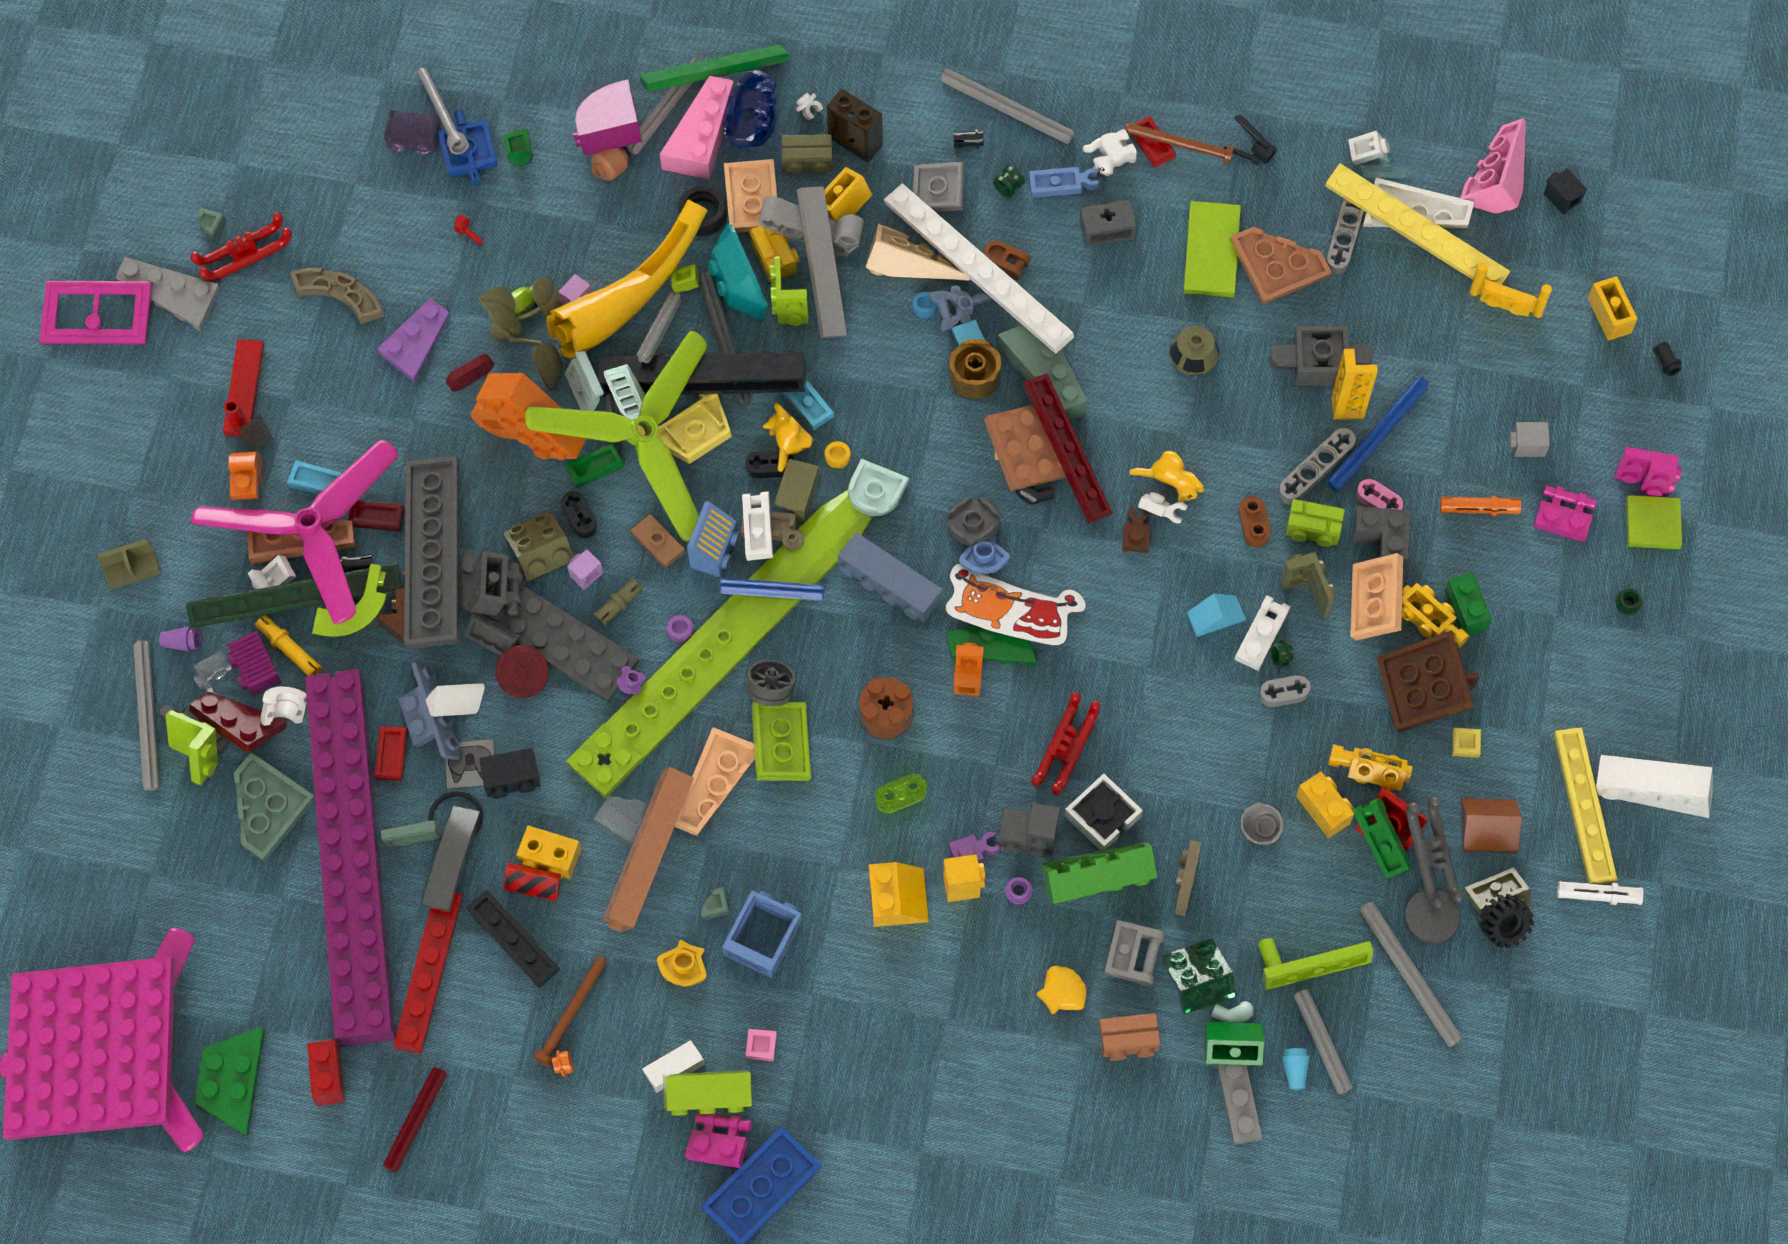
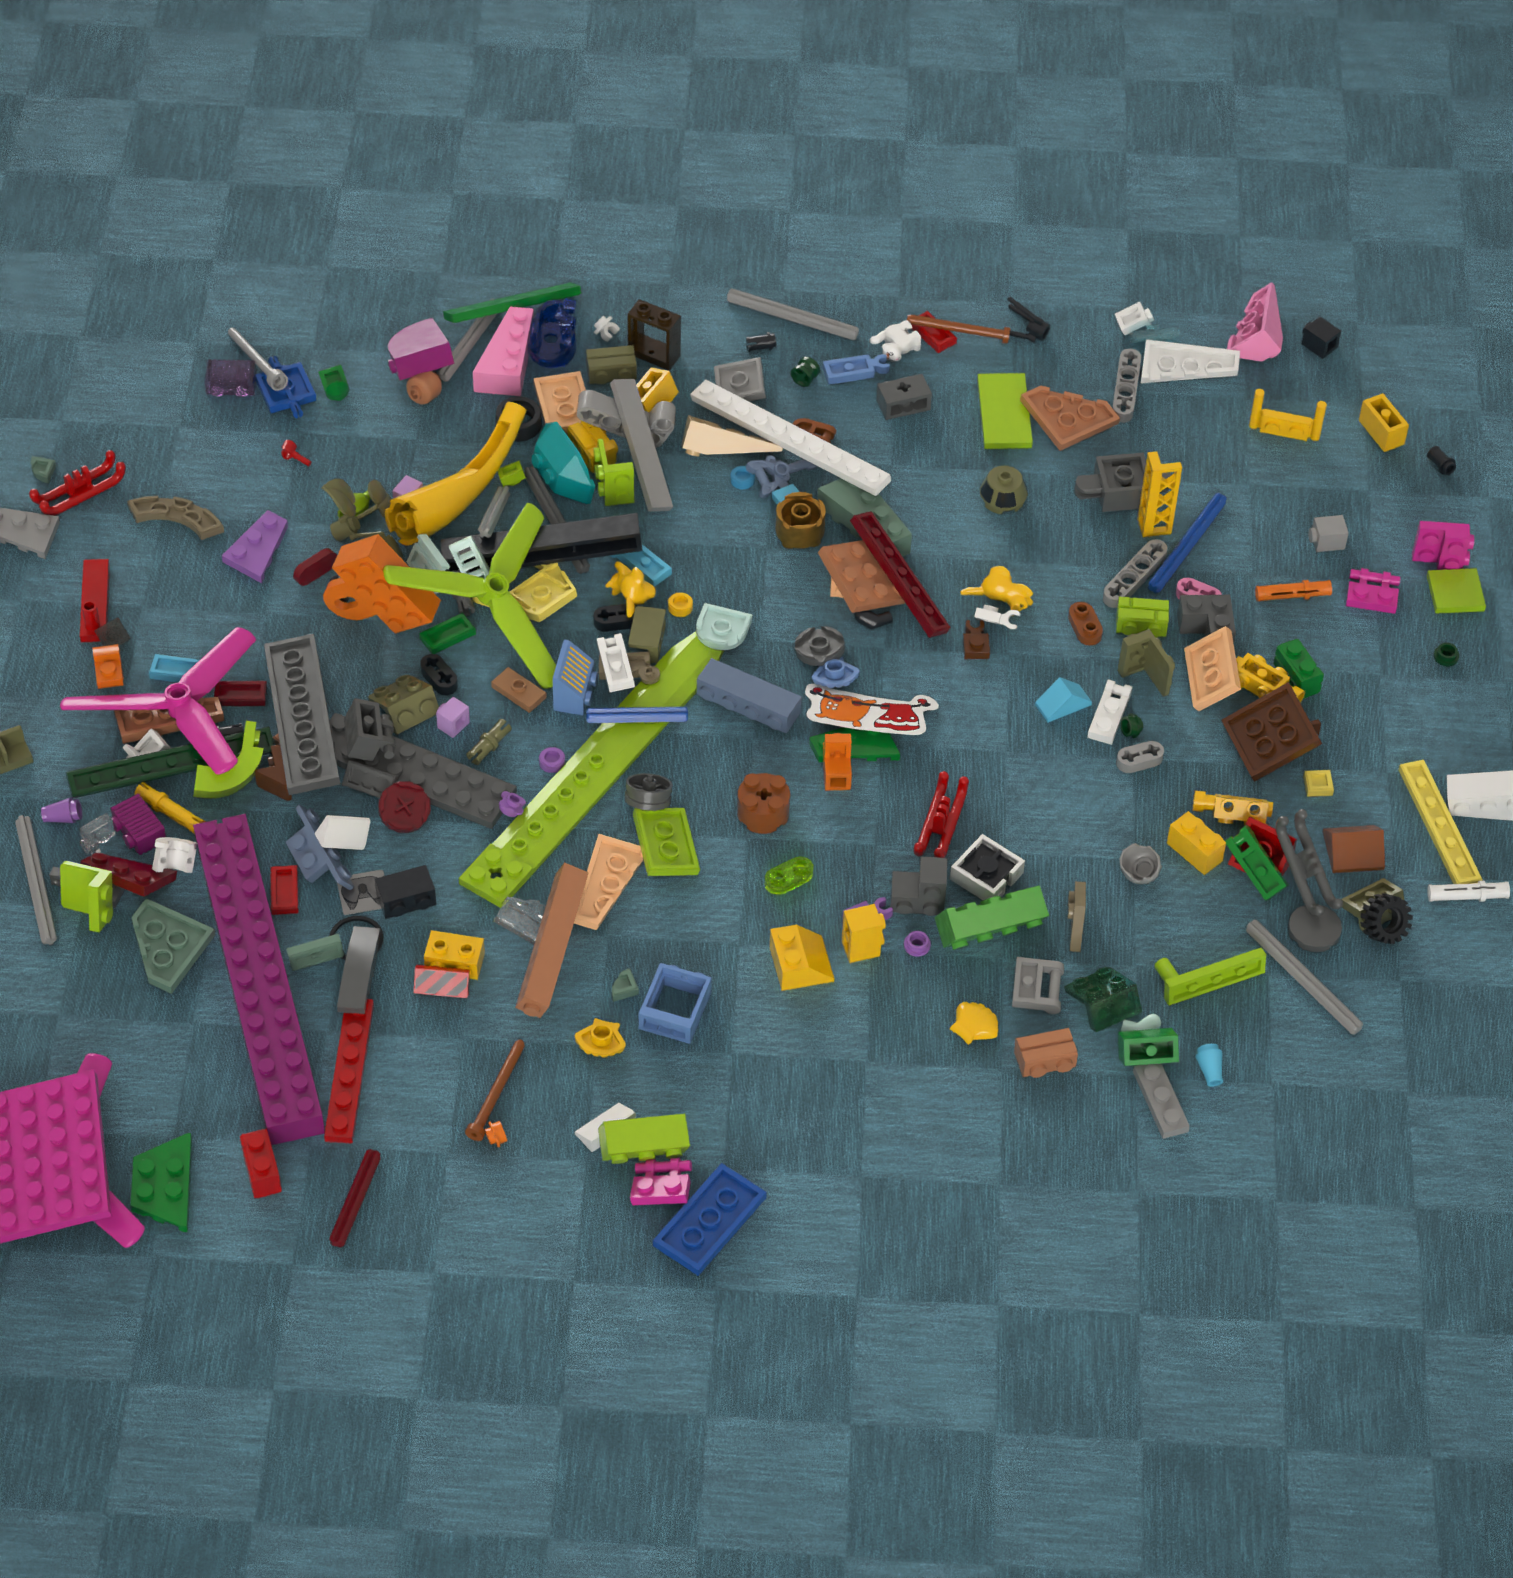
camera: 10 degrees left, 15 degrees down
(513, 939) = (429, 1032): black plate -> none
(761, 1045) = (689, 1097): bright pink plate -> none
(1323, 1041) = (1232, 1041): light grey axle -> none
(1412, 225) = (1184, 372): light yellow plate -> none

